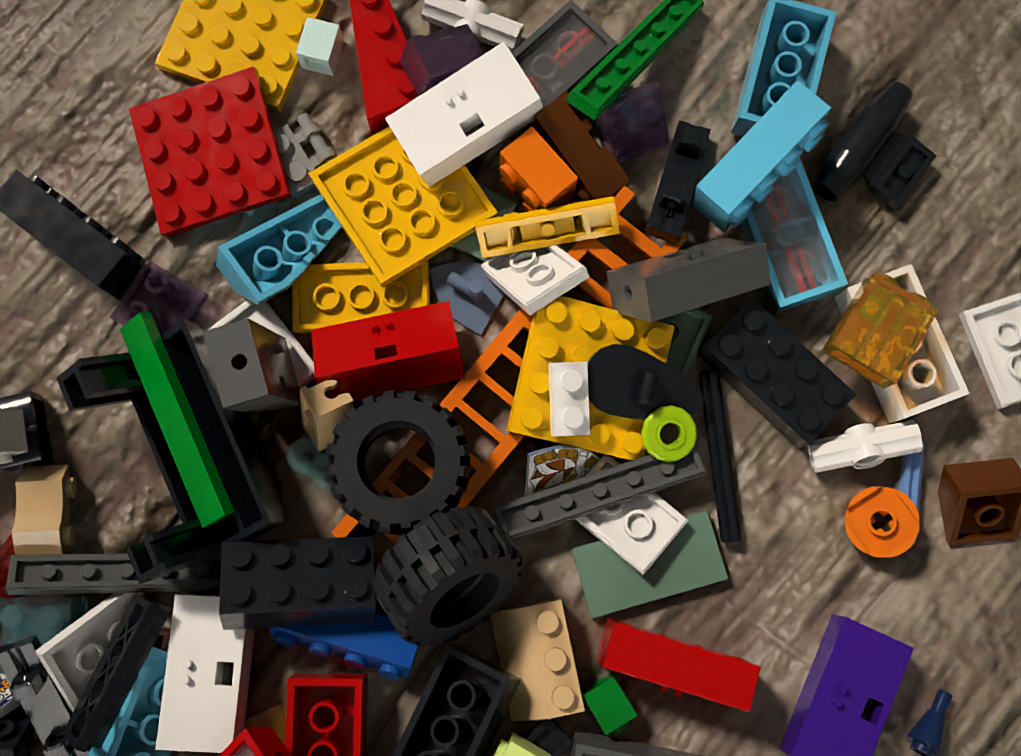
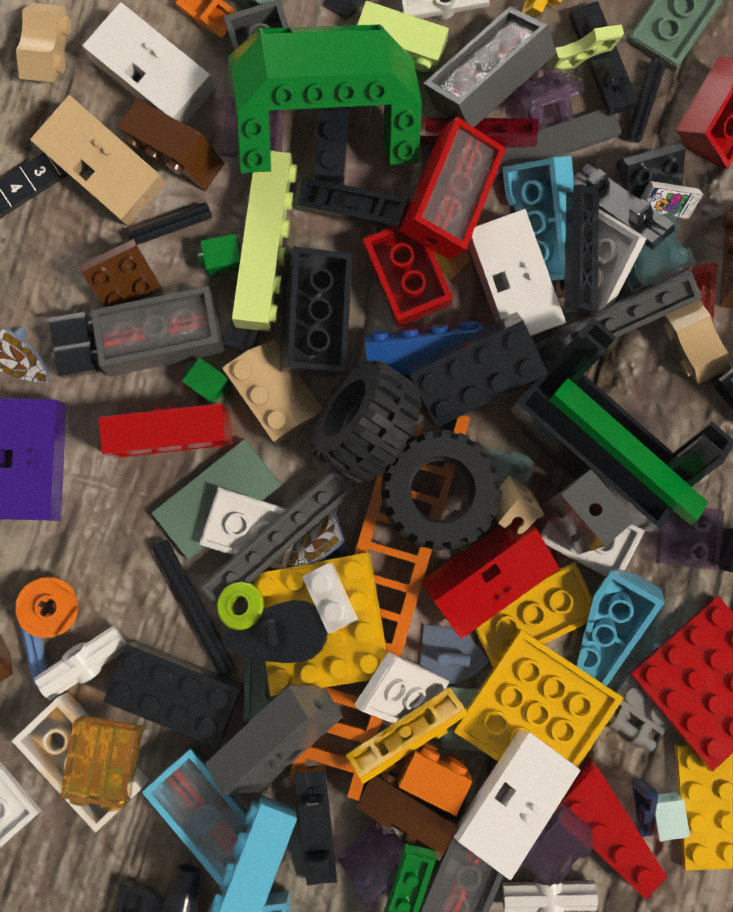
camera: 165 degrees right, 5 degrees up
(335, 66) = (645, 805): none -> dark blue tile

